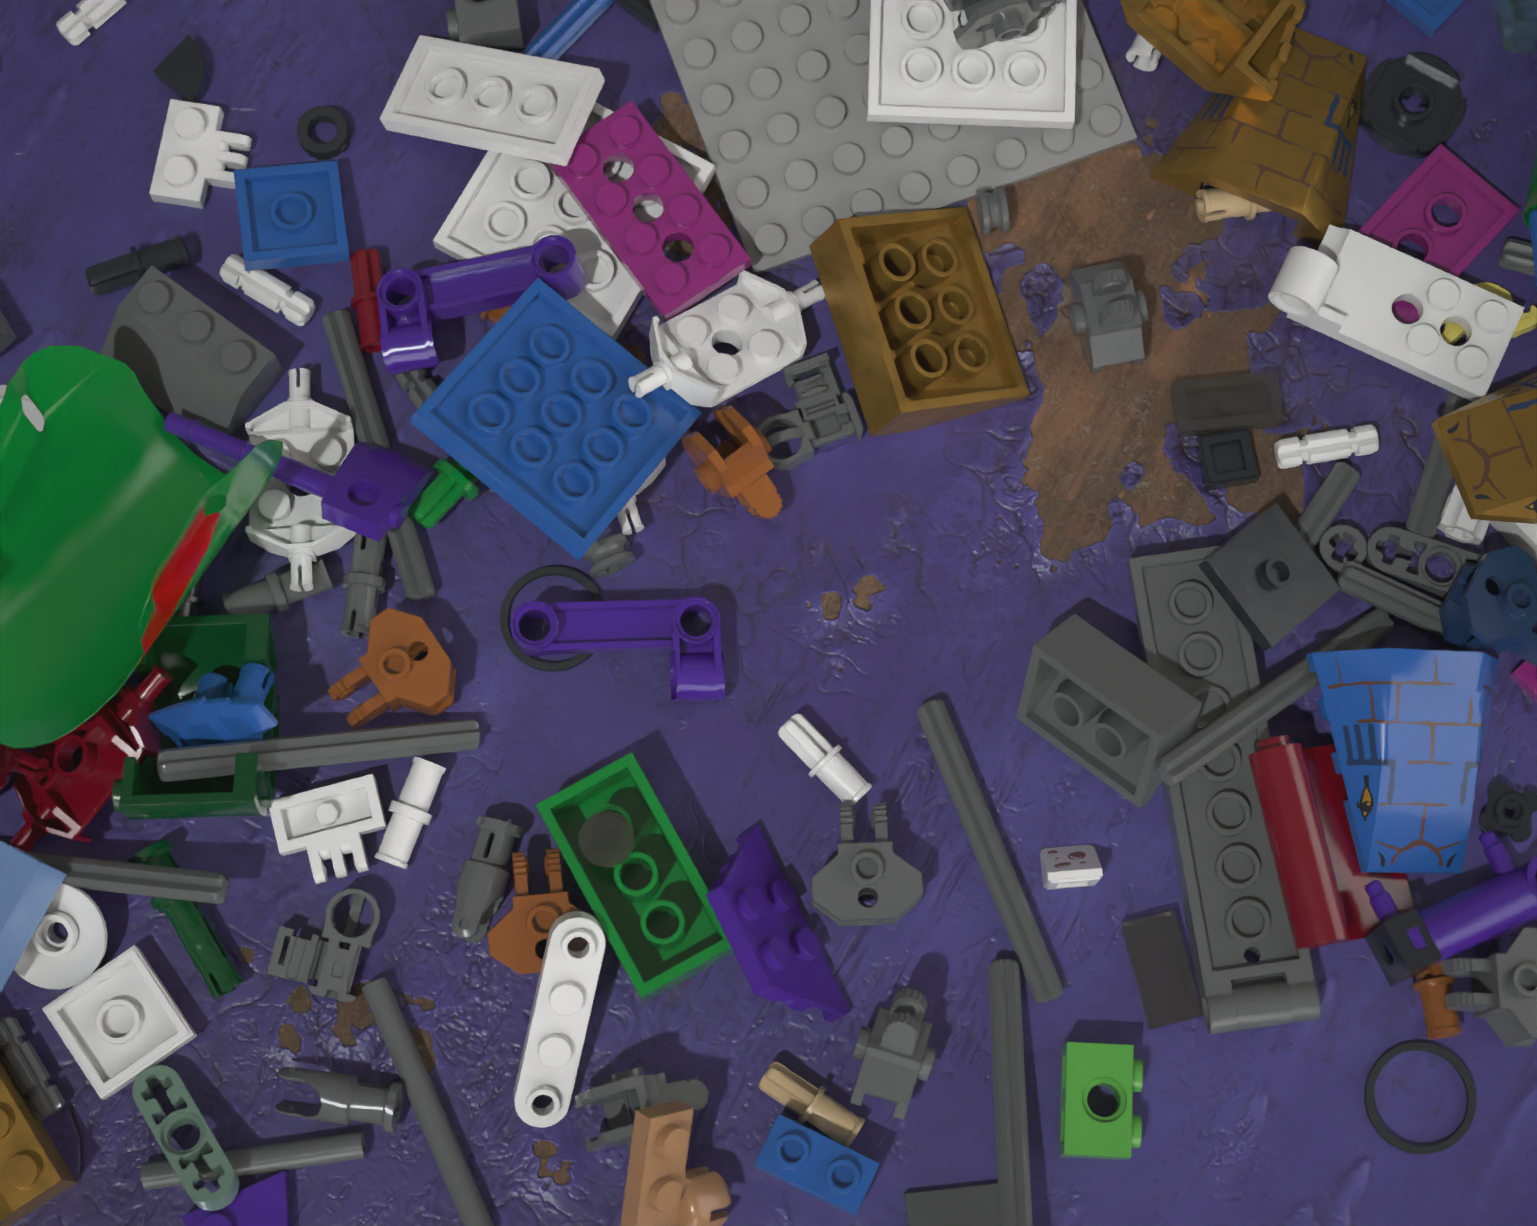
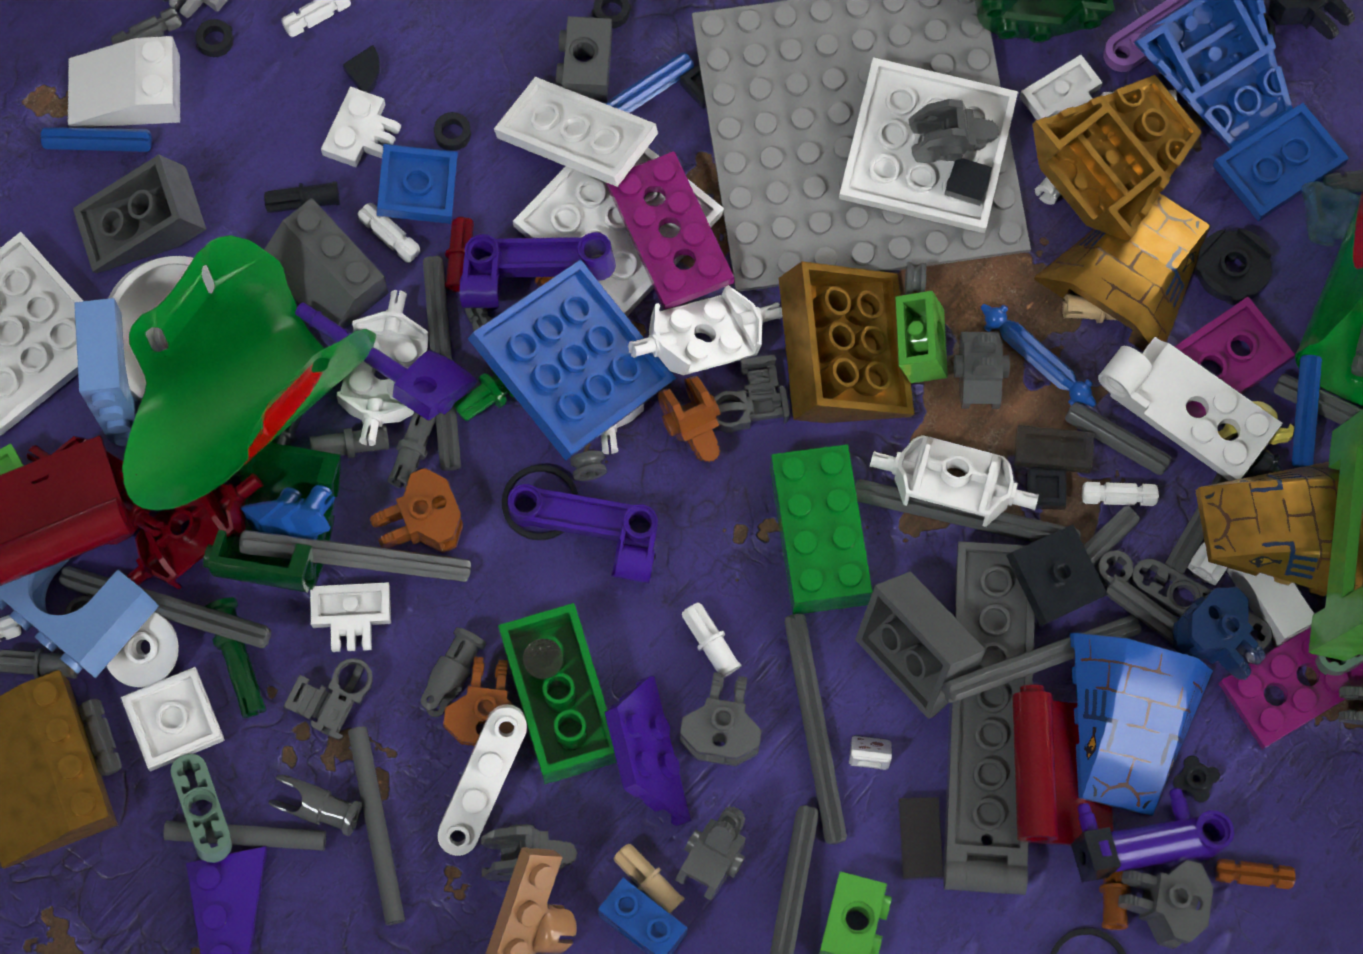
camera: 10 degrees right, 5 degrees down
(410, 812) = (409, 615): white pin -> none
(939, 579) = (820, 529): none -> green brick
(1018, 288) = (921, 337): none -> bright green brick
(1037, 62) = (968, 181): none -> black tile
(1061, 475) = (924, 475): none -> white plate
(1112, 517) = (1005, 524): none -> dark grey axle
(1178, 280) = (1038, 355): none -> blue wheel
(1308, 371) = (1118, 438): none -> dark grey axle
(1512, 368) = (1265, 464): none -> black plate

